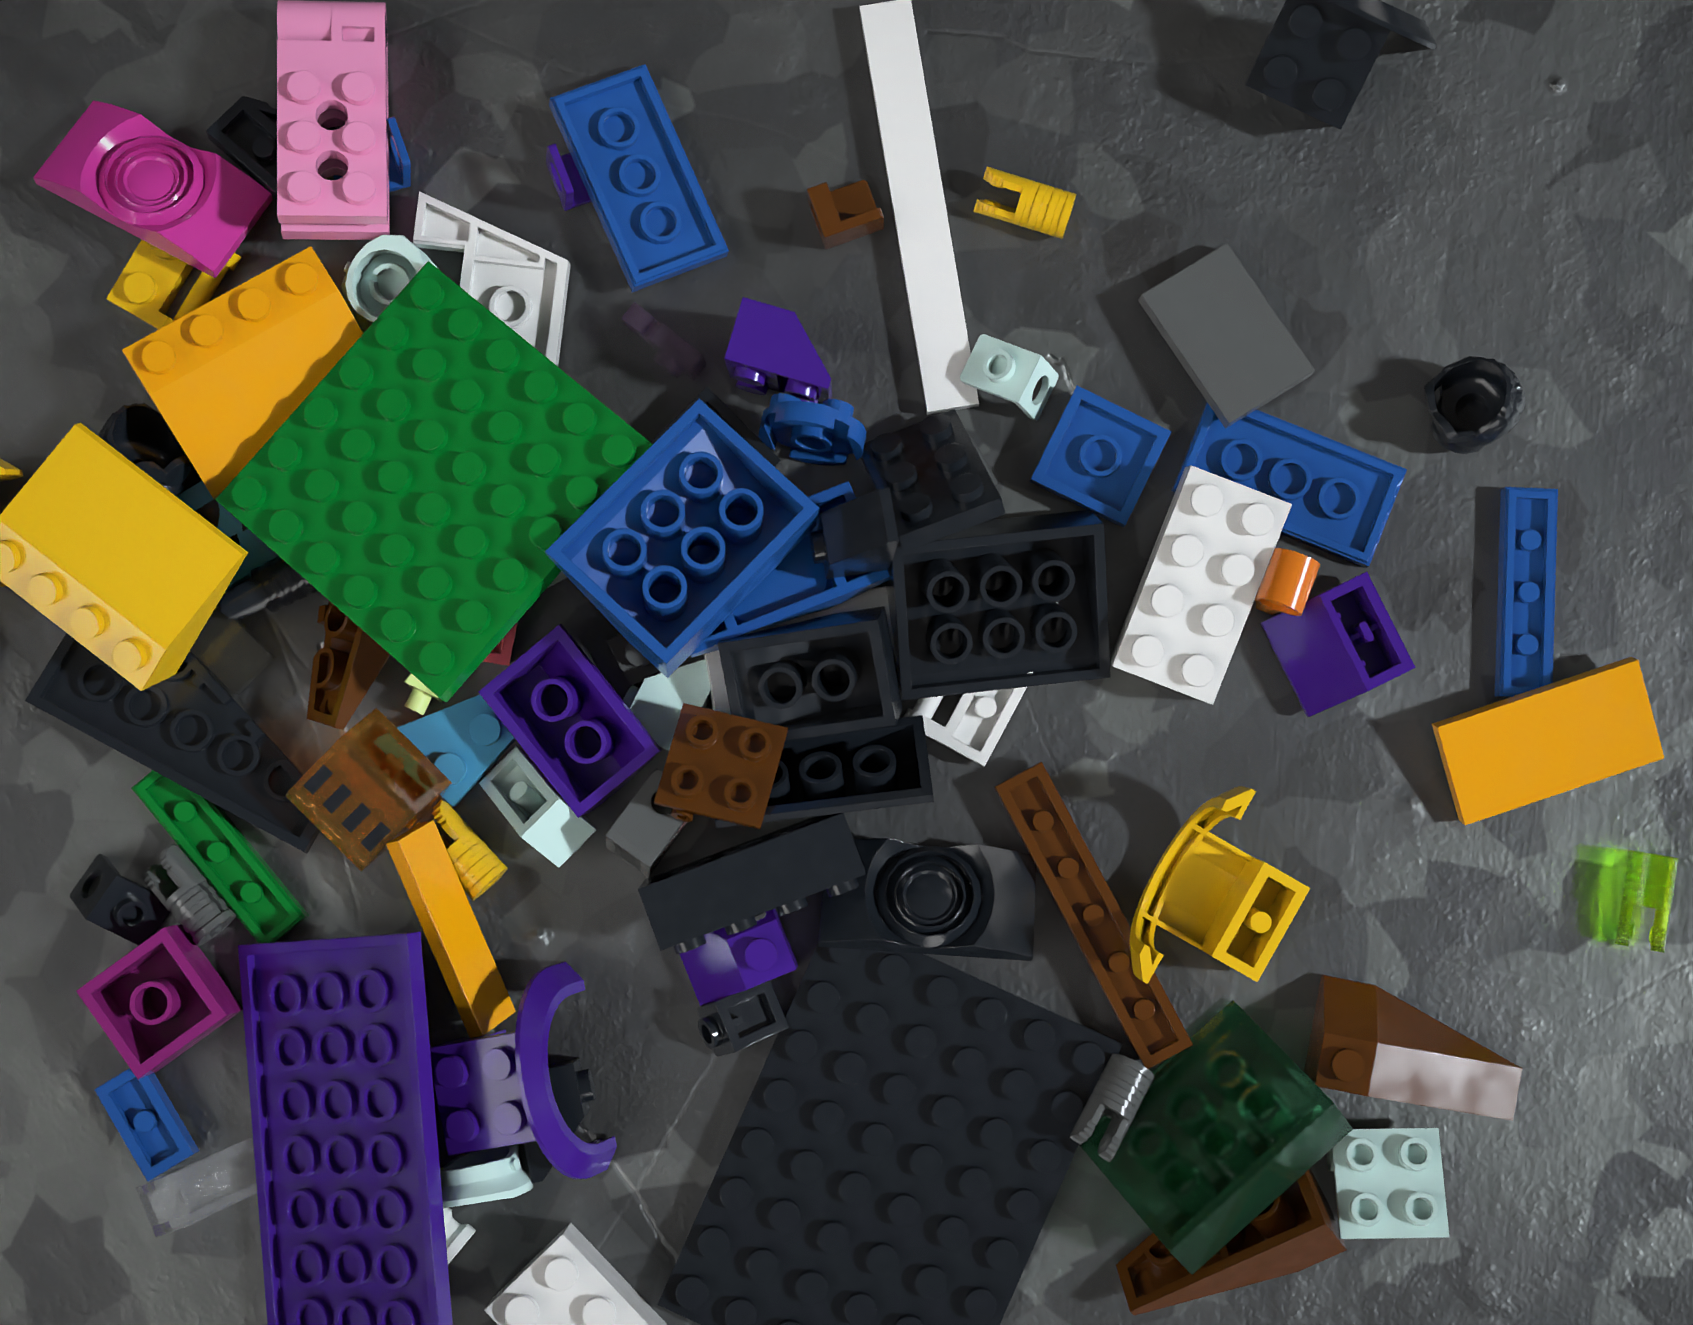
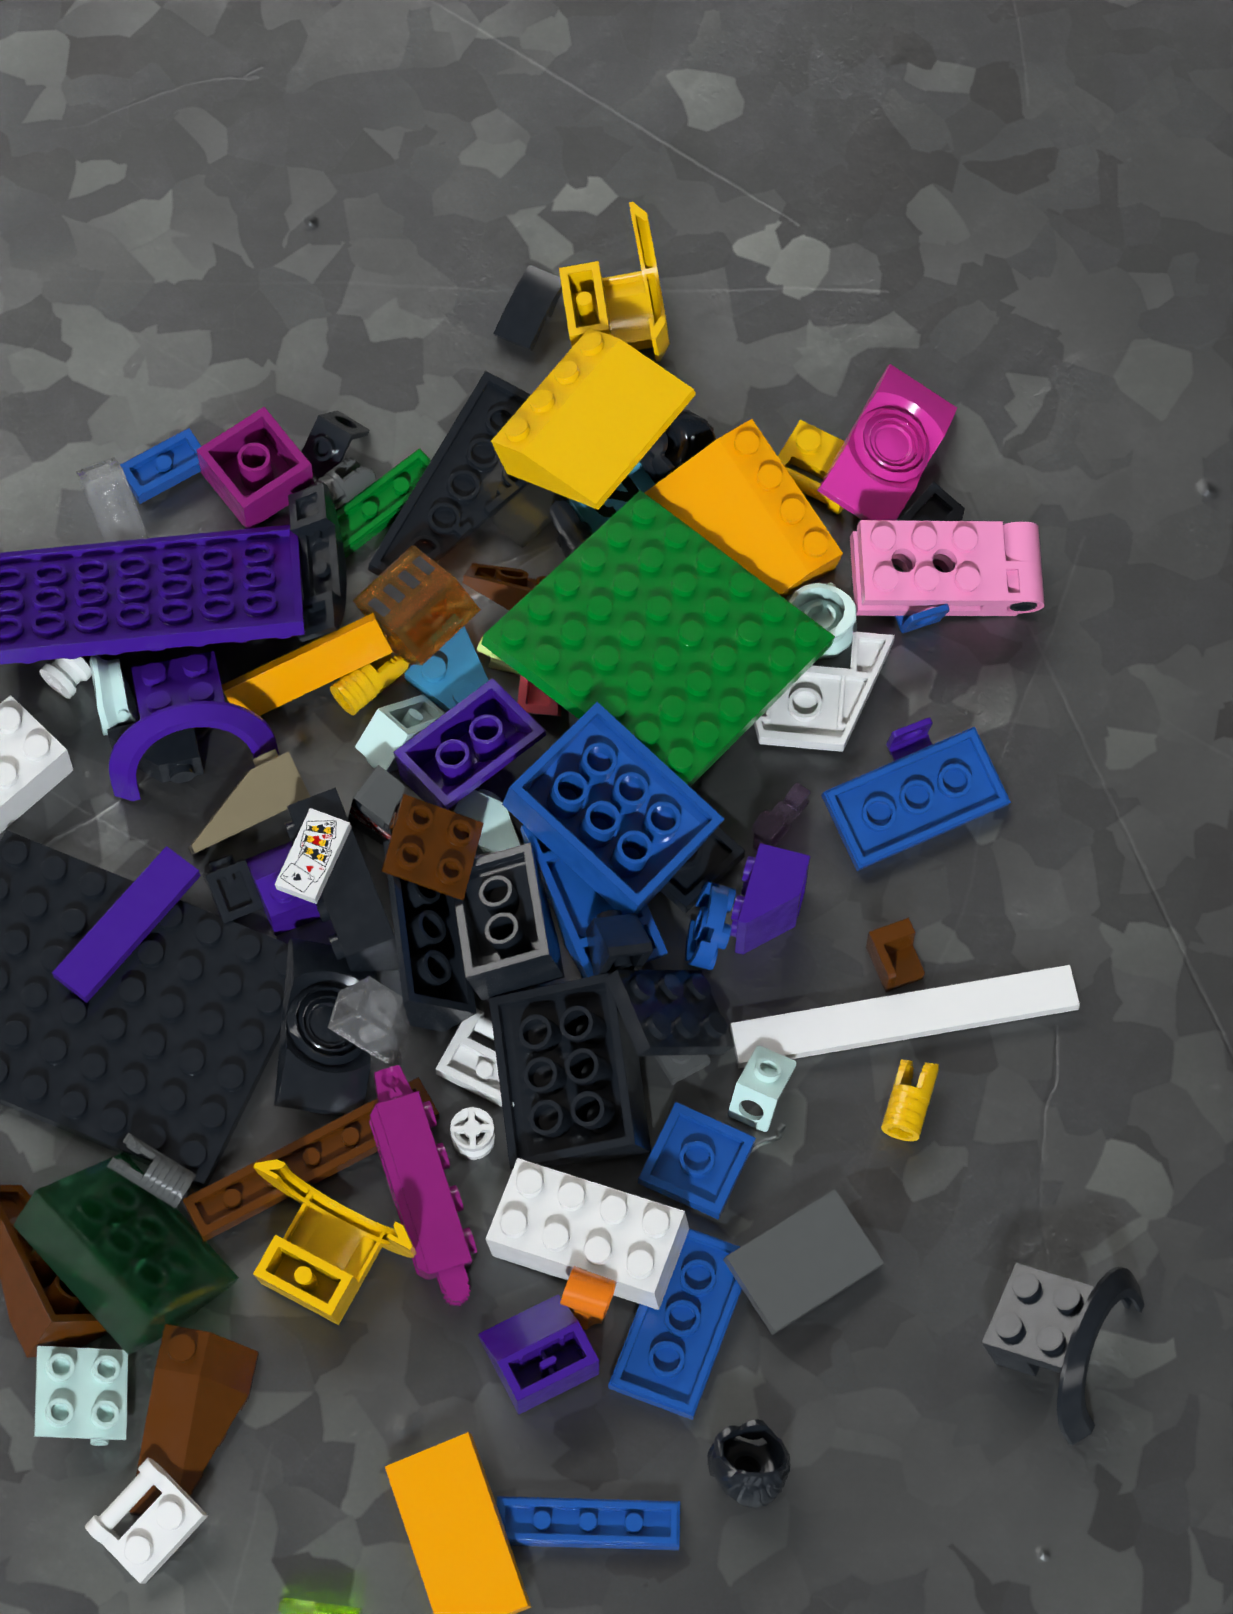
camera: 85 degrees right, 20 degrees down
(300, 911) = (322, 560): none -> black slope
(626, 990) = (255, 798): none -> dark tan slope
(734, 916) = (313, 856): none -> white tile
(795, 1149) = (126, 924): none -> dark purple tile
(933, 845) = (372, 1020): none -> clear slope
(1072, 713) = (472, 1123): none -> white wheel
(1137, 785) = (419, 1185): none -> magenta hinge
(1543, 1088) = (157, 1531): none -> white plate

